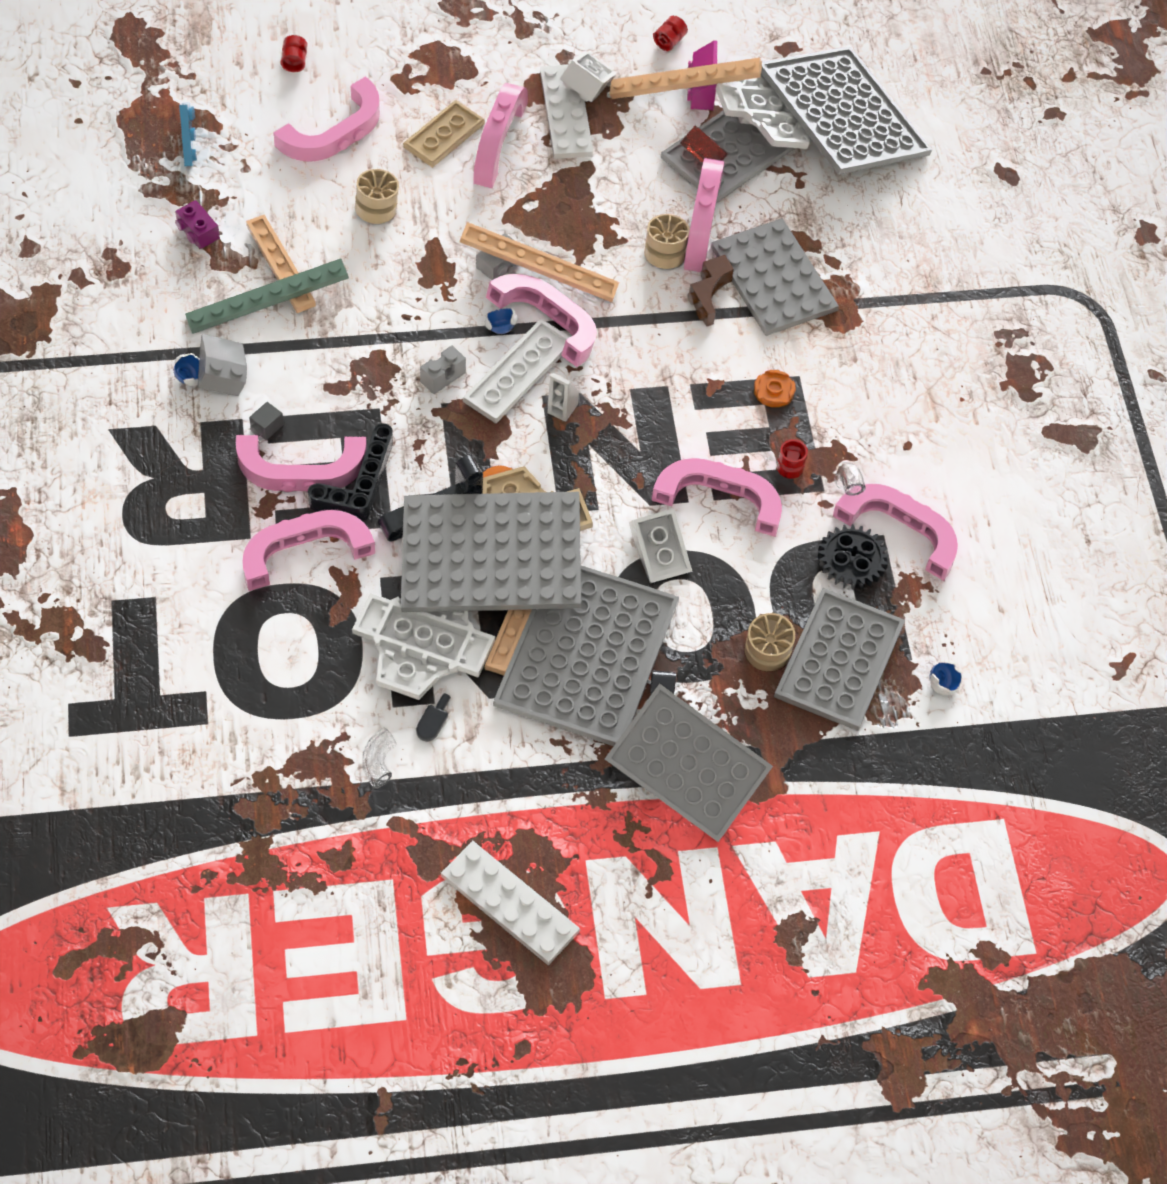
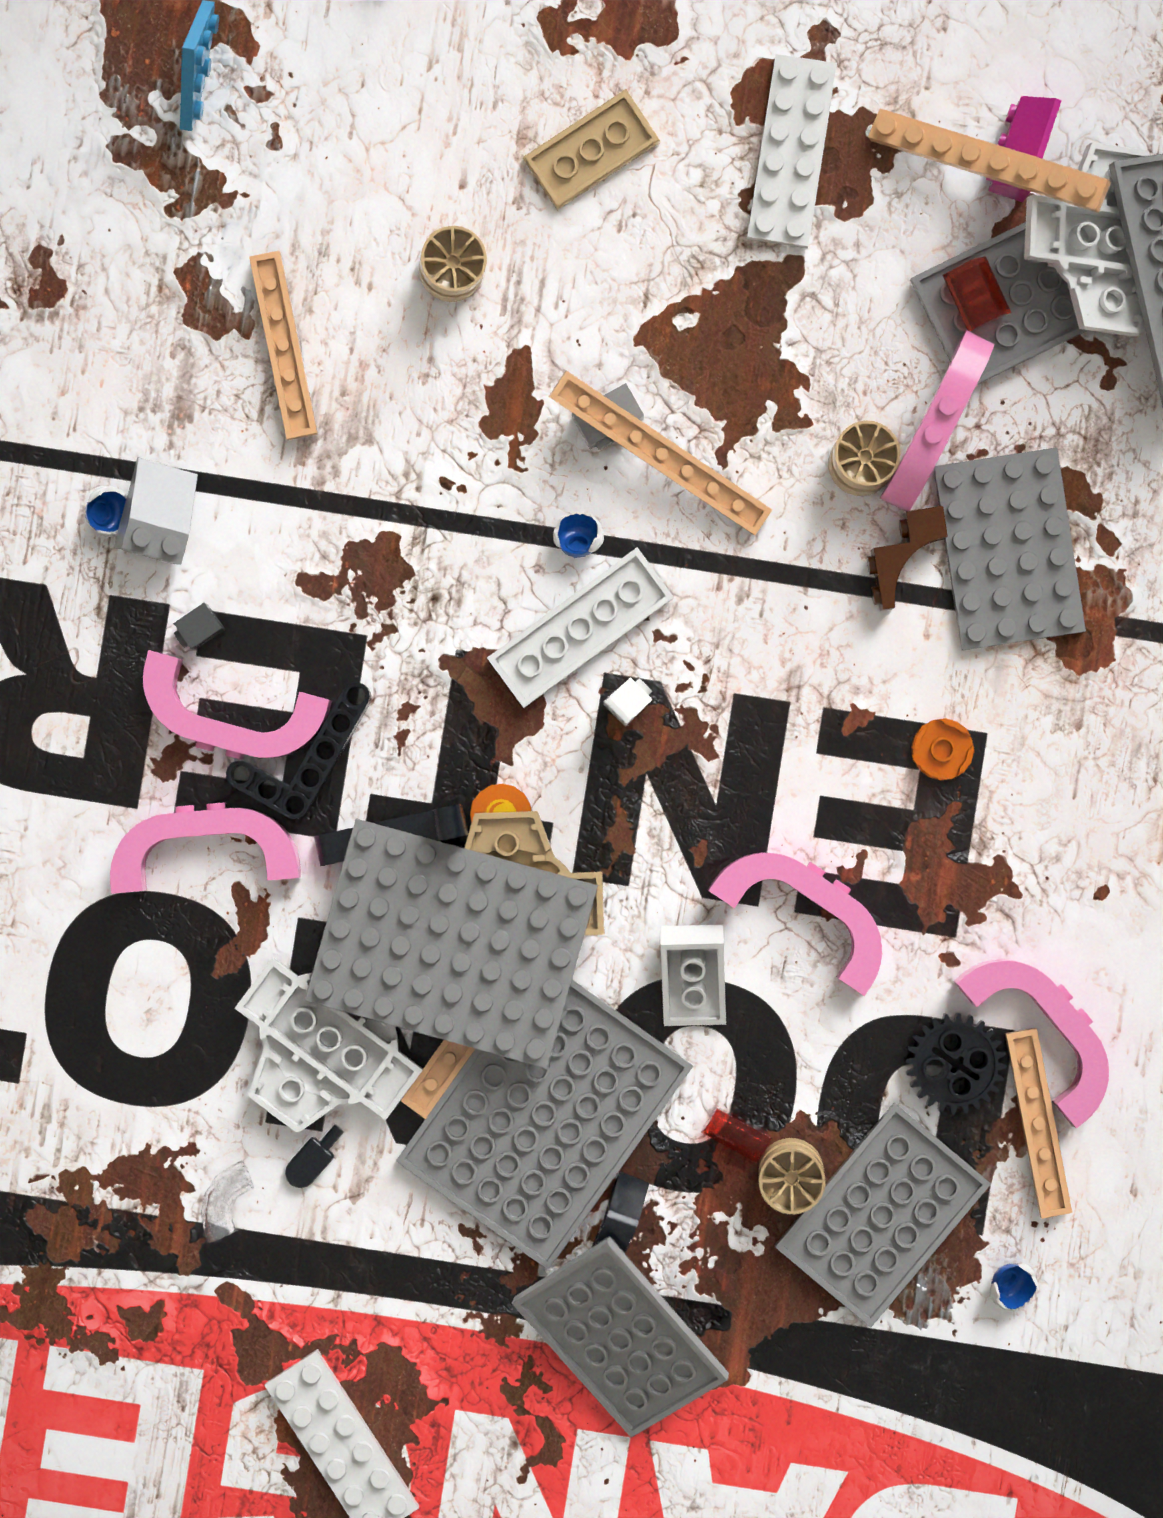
camera: 20 degrees right, 30 degrees up
(197, 224) = (174, 248): magenta brick -> none
(266, 296) = (249, 407): sand green plate -> none
(339, 137) = (435, 120): bright pink arch -> none
(433, 374) = (480, 594): light grey brick -> none
(509, 103) = (670, 182): bright pink arch -> none
(554, 304) = (669, 534): bright pink arch -> none
(587, 76) = (842, 102): white slope -> none
(670, 33) = (1005, 36): red wheel -> none
(723, 631) = (736, 1134): none -> clear red brick
(792, 458) = (923, 886): red wheel -> none
(850, 479) = (992, 946): clear cylinder -> none
(922, 580) = (1038, 1123): none -> light nougat plate

